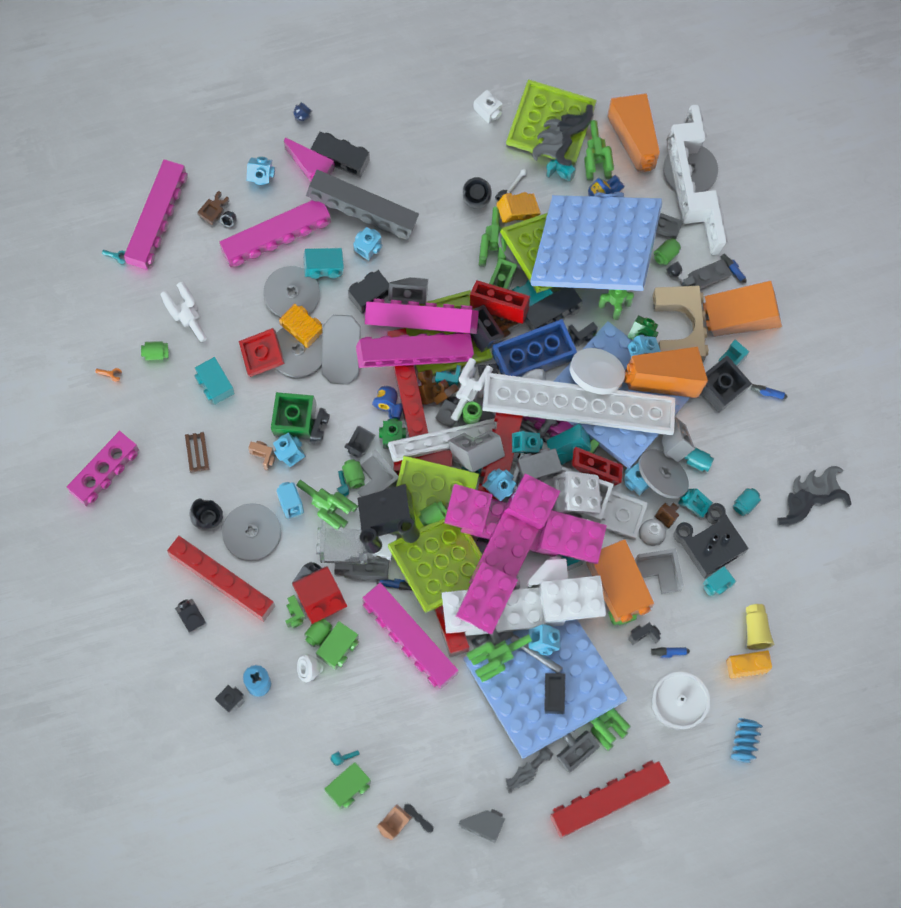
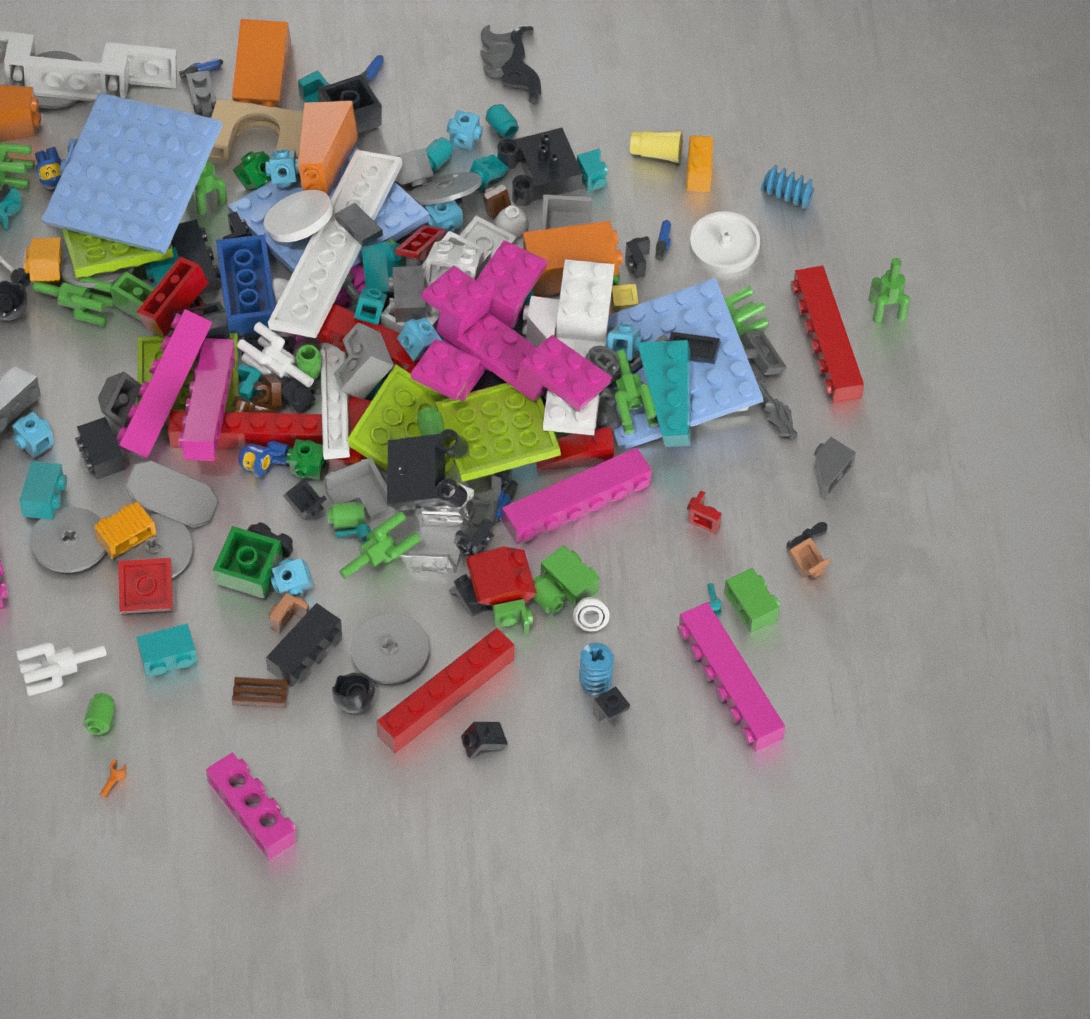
camera: 75 degrees left, 15 degrees down
(238, 472) = (304, 645): none -> black brick
(277, 783) = (731, 677): none -> dark pink brick
(290, 500) = (363, 586): medium azure brick -> none
(346, 573) = (481, 538): none -> black bracket
(415, 737) = (703, 516): none -> red bracket
(507, 682) = (670, 387): none -> teal wedge
(514, 625) = (605, 359): none -> dark grey wheel
(594, 415) = (358, 224): none -> tile
(603, 633) = (624, 296): none -> light yellow plate
(656, 842) = (889, 291): none -> bright green plant
(722, 477) = (464, 130): none -> medium azure brick

